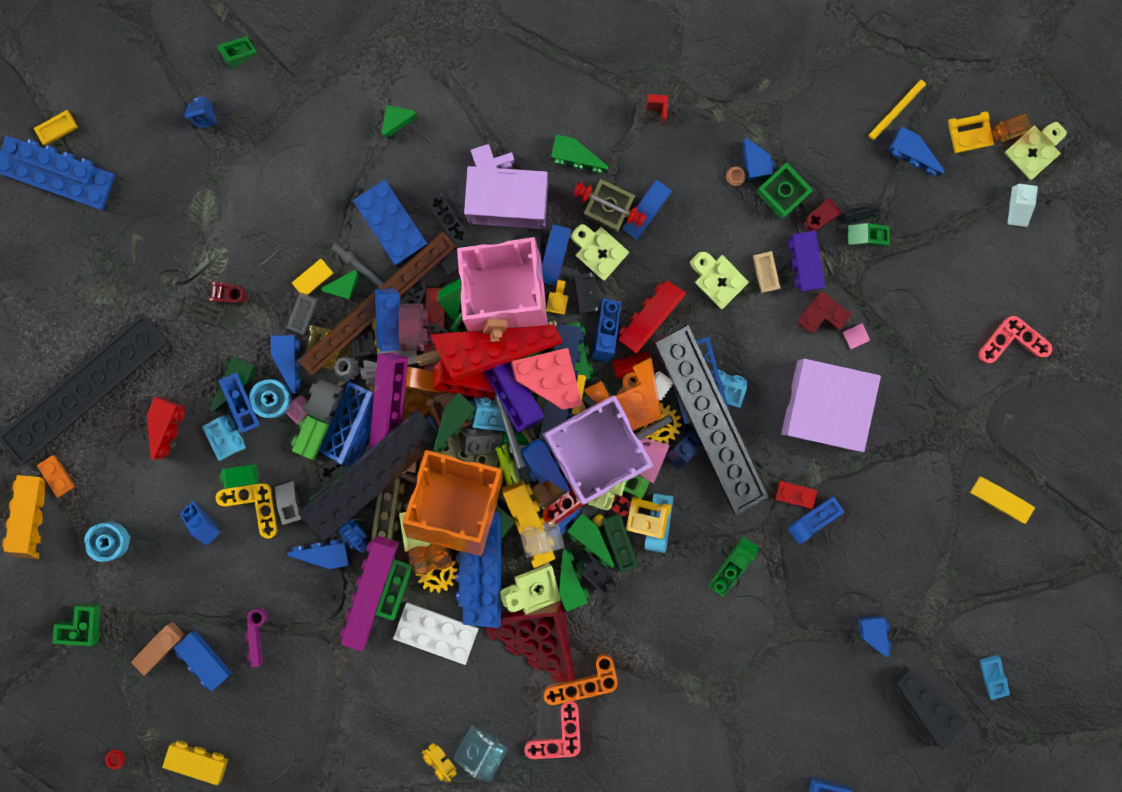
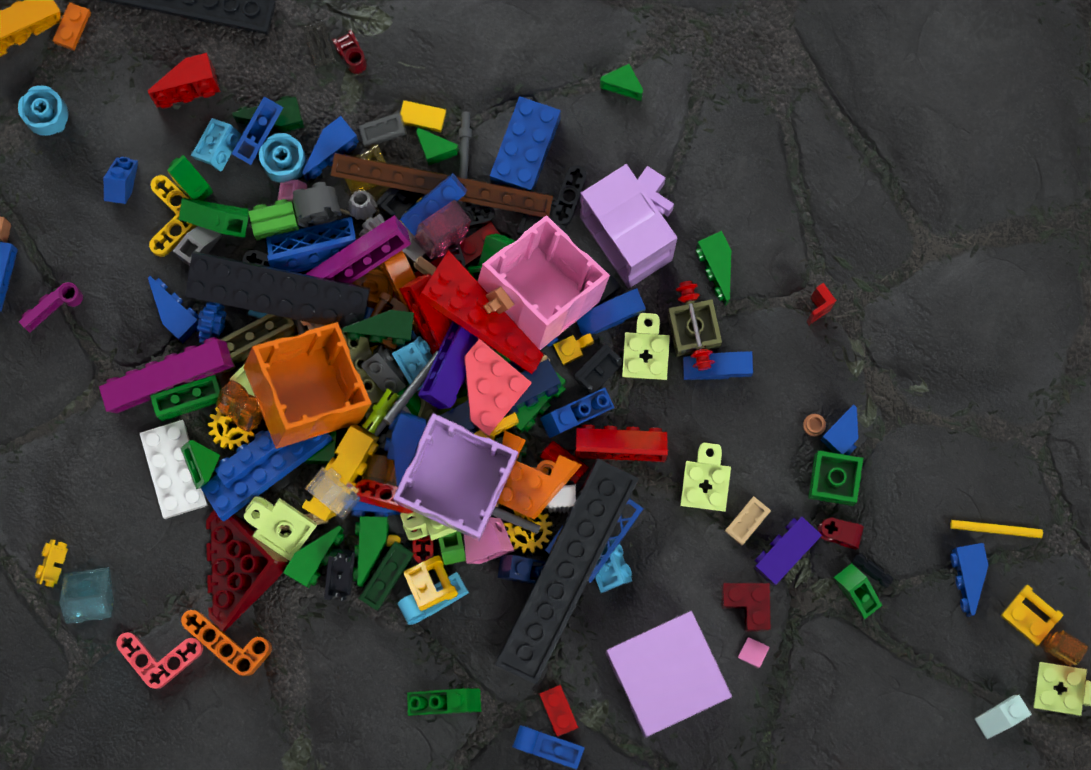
camera: 50 degrees right, 10 degrees down
(279, 476) = (215, 217): none -> green slope
(447, 612) = (200, 462): none -> green slope

